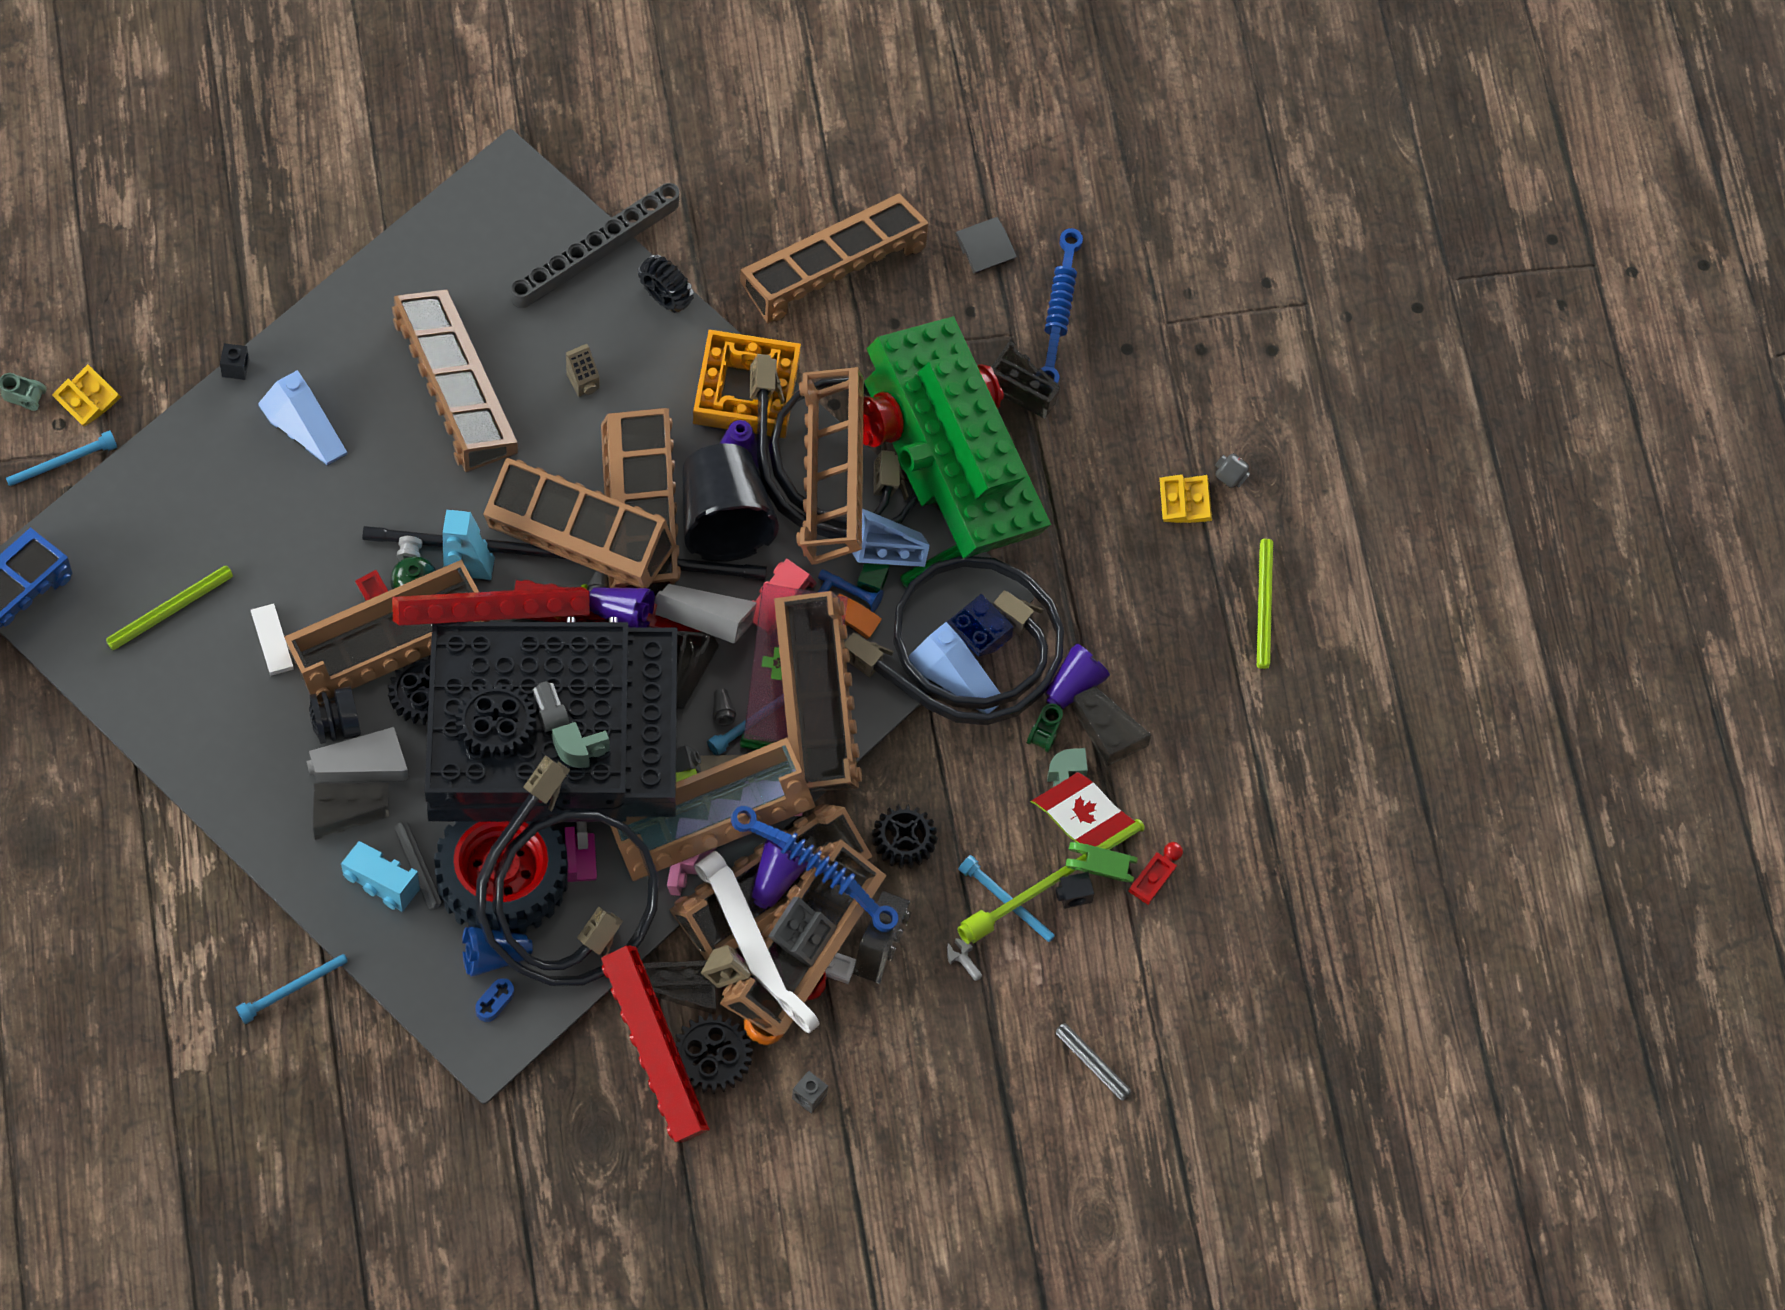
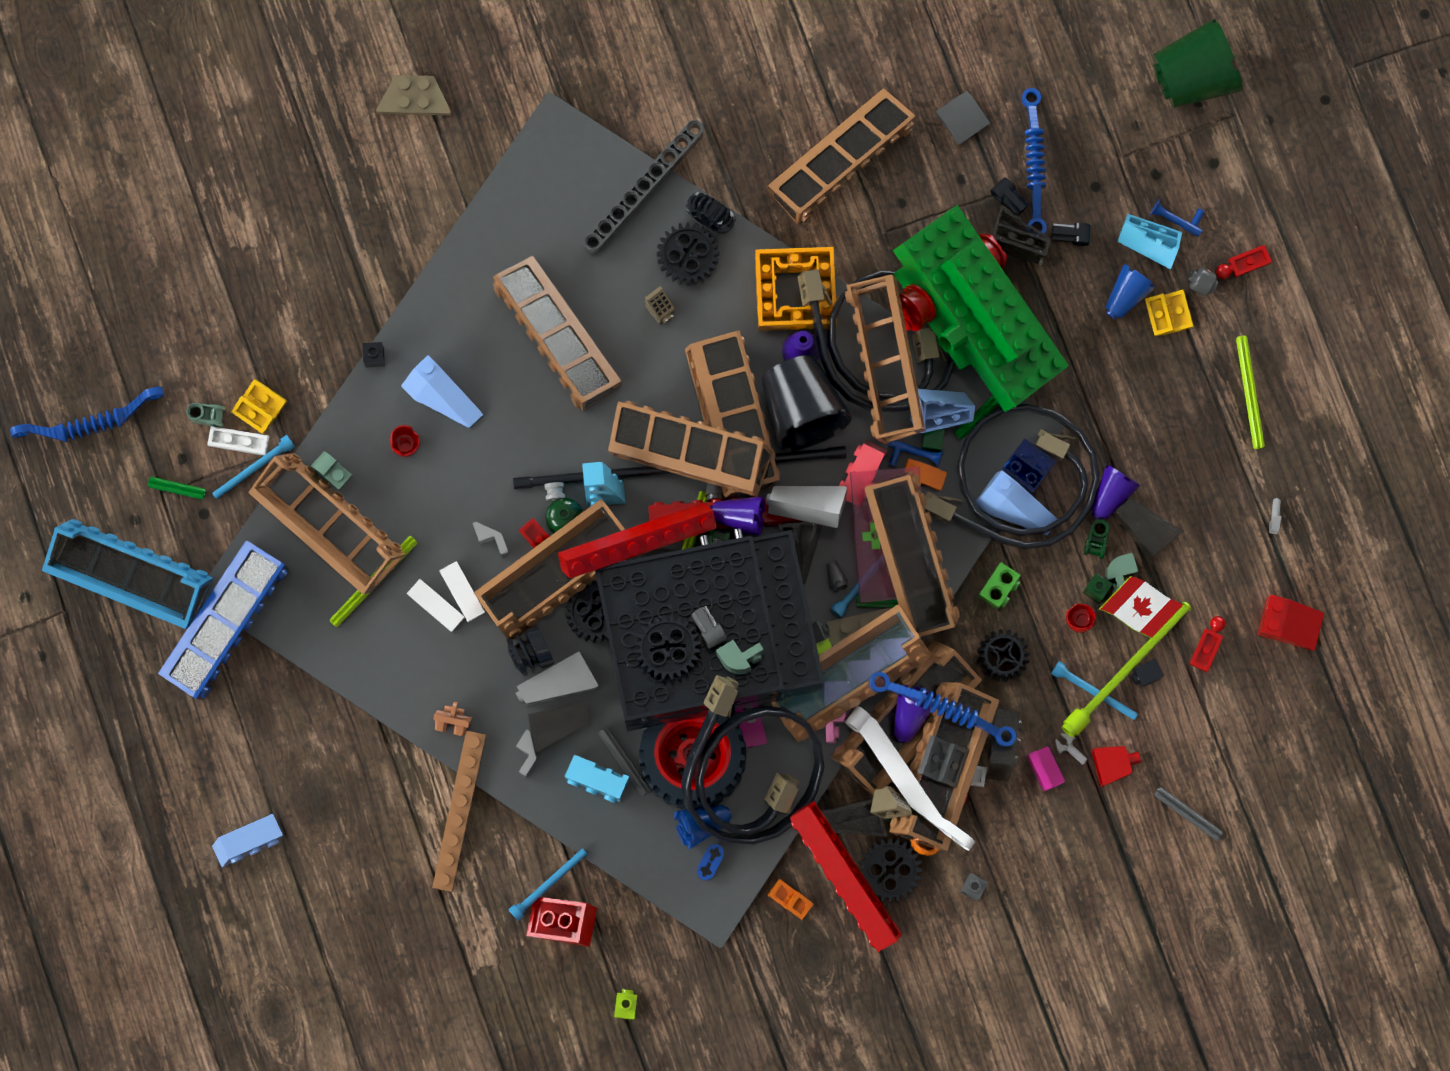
camera: 10 degrees left, 15 degrees up
(51, 428) = (238, 441): none -> white tile
(115, 547) = (315, 539): none -> medium nougat window
(151, 474) = (331, 470): none -> sand green brick
(205, 884) = (459, 811): none -> medium nougat plate
(211, 774) = (443, 718): none -> nougat hips
(236, 648) = (435, 605): none -> white tile
(245, 460) = (404, 441): none -> red hair
(298, 1033) = (562, 921): none -> red slope
(303, 823) = (526, 745): none -> light grey slope
(318, 582) = (487, 534): none -> light grey slope
(351, 1145) = (626, 1005): none -> lime brick
(352, 105) = (413, 97): none -> dark tan wing
(582, 1064) = (790, 899): none -> orange slope
(613, 313) = (703, 261): none -> black gear
(913, 754) = (996, 584): none -> bright green brick
(928, 976) = (1045, 768): none -> dark pink panel
(1007, 812) = (1081, 618): none -> red hair
(1012, 984) = (1113, 763): none -> red torso
(1020, 334) = (1005, 193): none -> black piece
(1034, 781) = (1097, 588): none -> dark green brick
(1093, 392) = (1077, 234): none -> black piece
(1101, 862) = (1164, 647): bright green piece -> none
(1140, 463) = (1127, 292): none -> blue cone
(1178, 411) = (1150, 239): none -> medium azure wedge
(1229, 411) = (1190, 227): none -> blue piece
(1262, 867) = (1290, 622): none -> red slope
(1267, 744) = (1276, 518): none -> light grey bar
(1269, 235) = (1197, 67): none -> dark green cone
(1286, 461) = (1244, 263): none -> red plate

